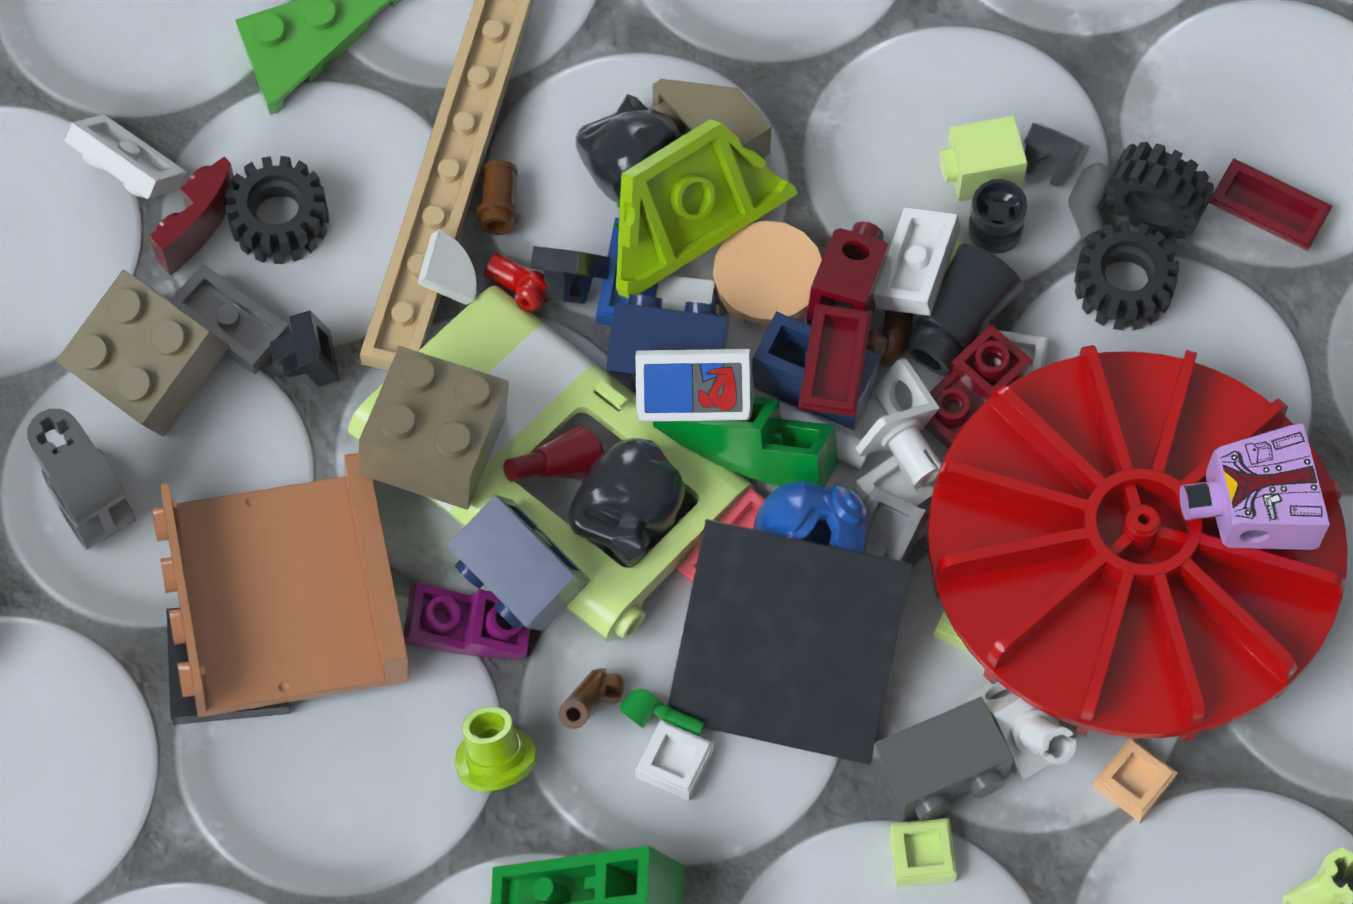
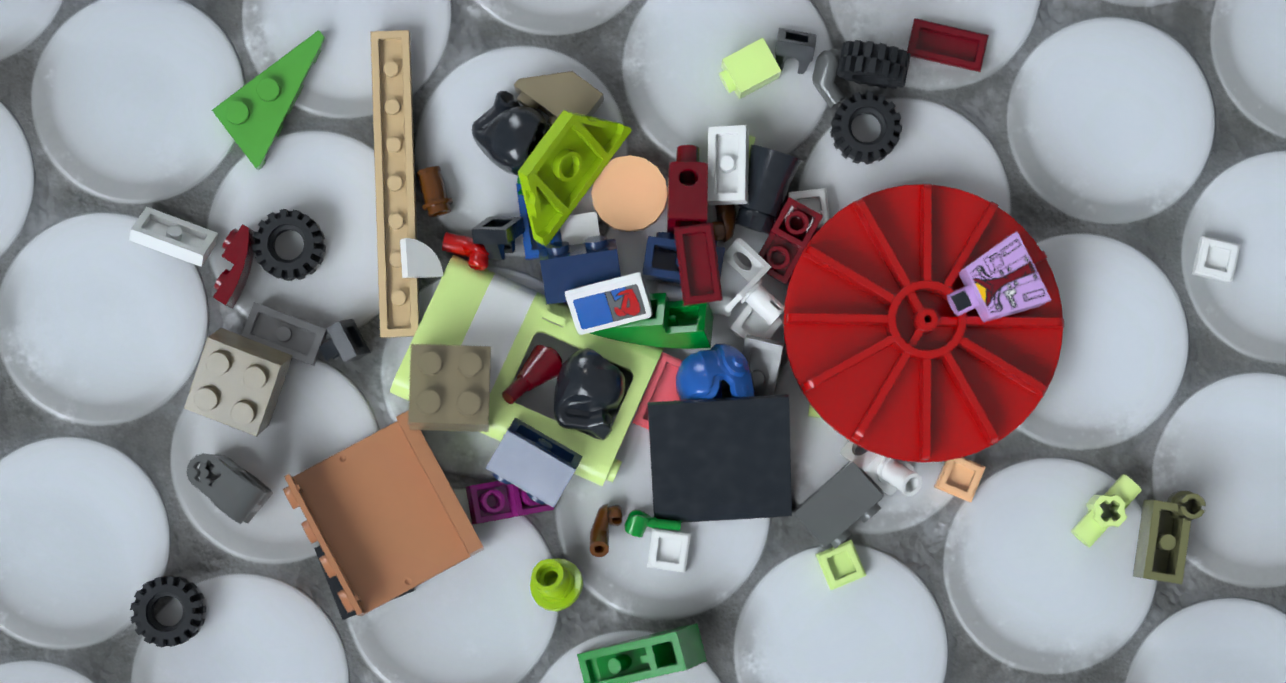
camera: 20 degrees left, 20 degrees up
(997, 203) = (772, 103): black wheel -> none

